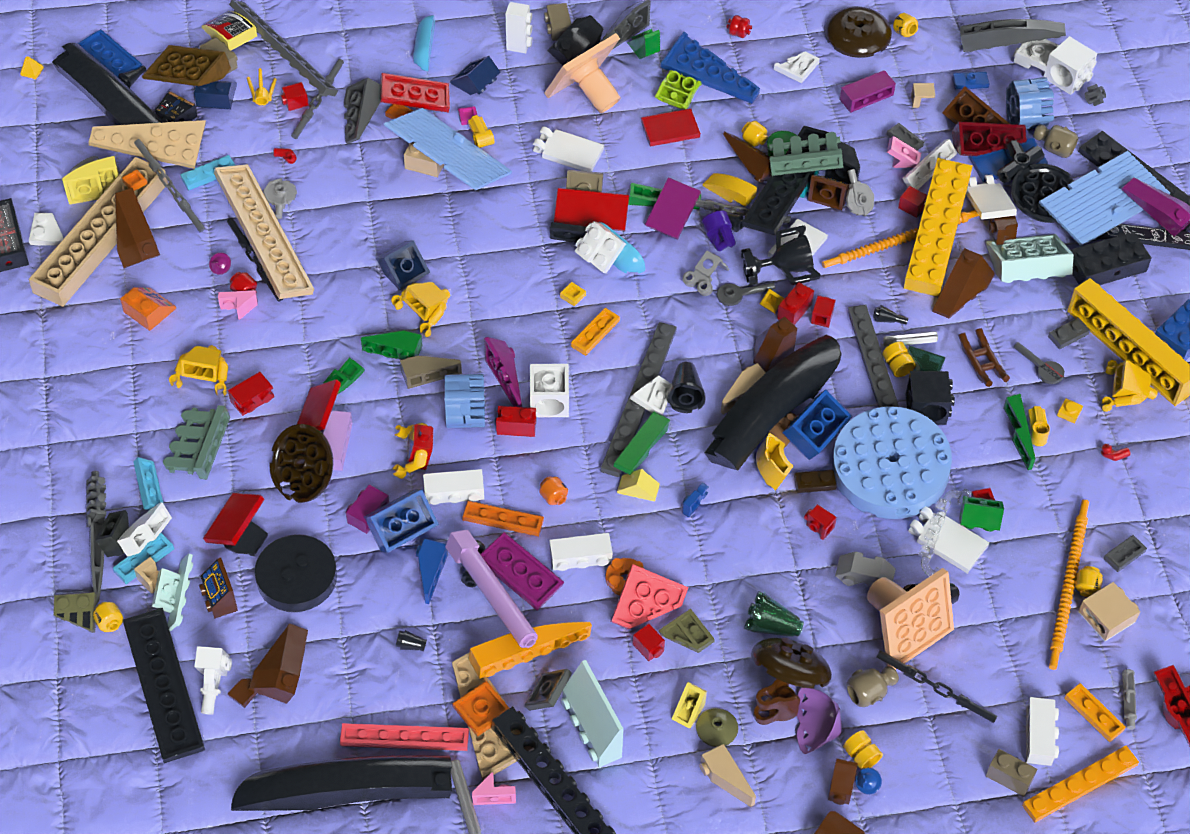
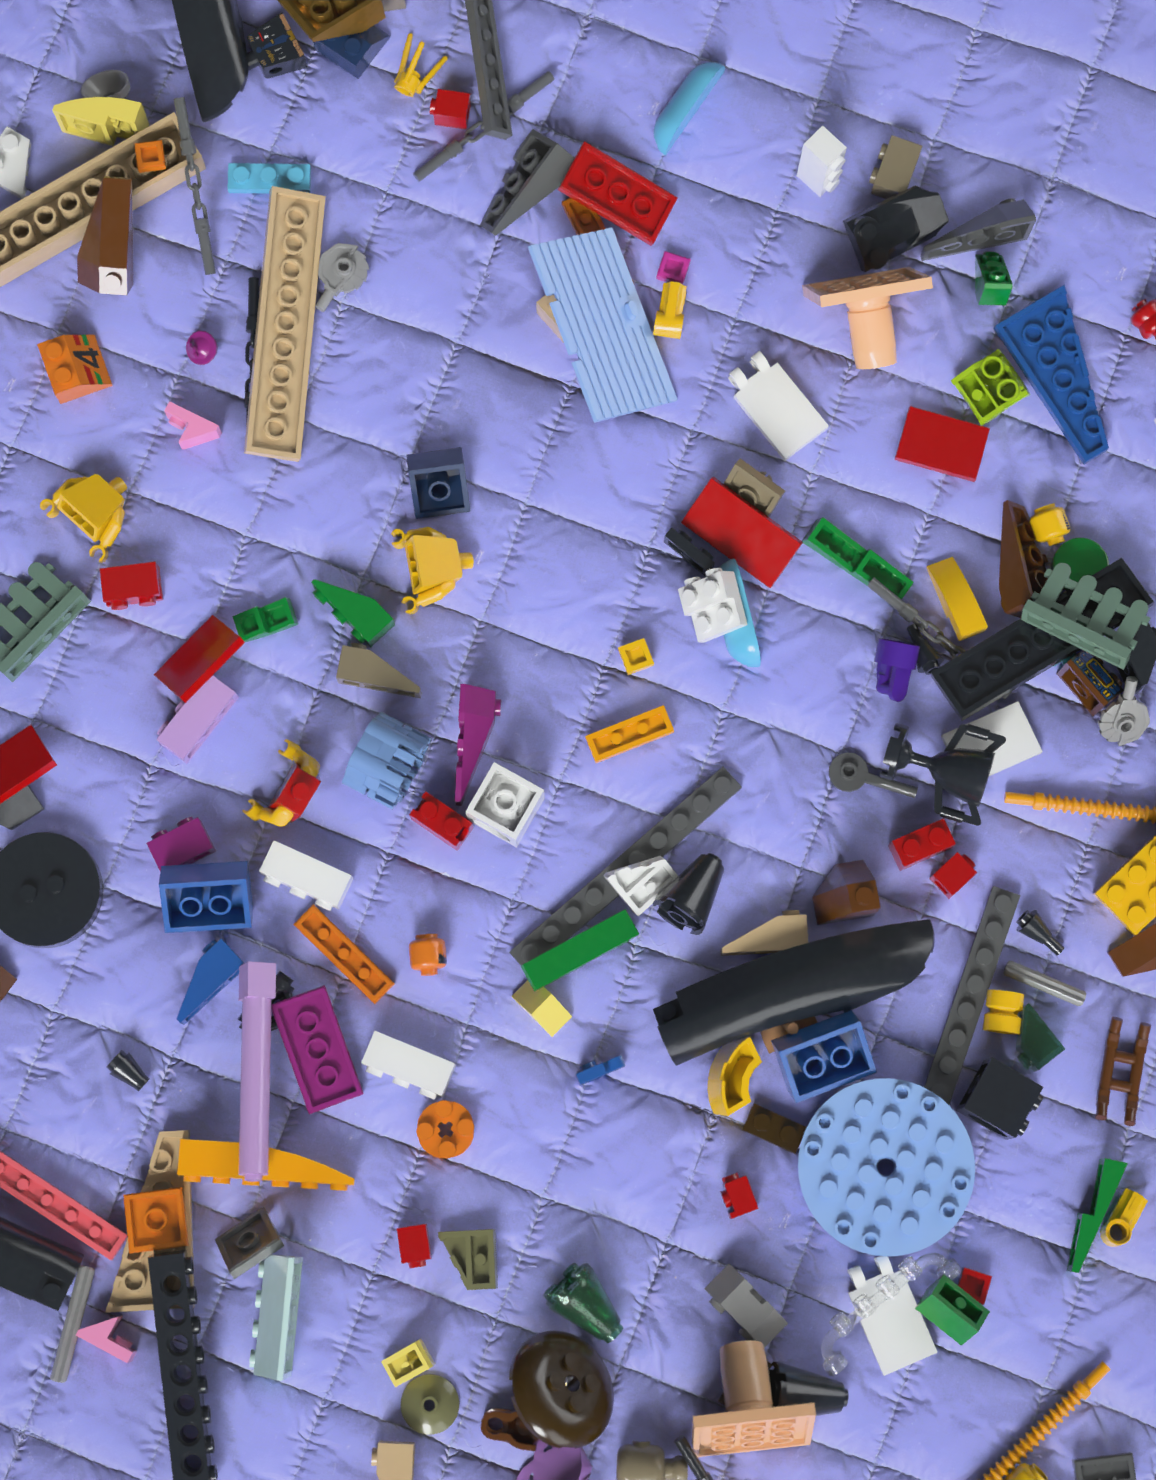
camera: 30 degrees right, 25 degrees up
(167, 142) = (226, 104): tan wing -> none
(242, 282) = (212, 402): red head -> none
(287, 154) = (389, 203): red arm -> none
(303, 460) = (136, 733): dark brown brick -> none
(476, 76) = (721, 206): dark blue slope -> none
(646, 597) = (448, 1180): coral plate -> none
(672, 208) = (853, 594): magenta tile -> none
(702, 275) = (823, 728): light grey piece -> none
(771, 301) = (897, 816): yellow slope -> none

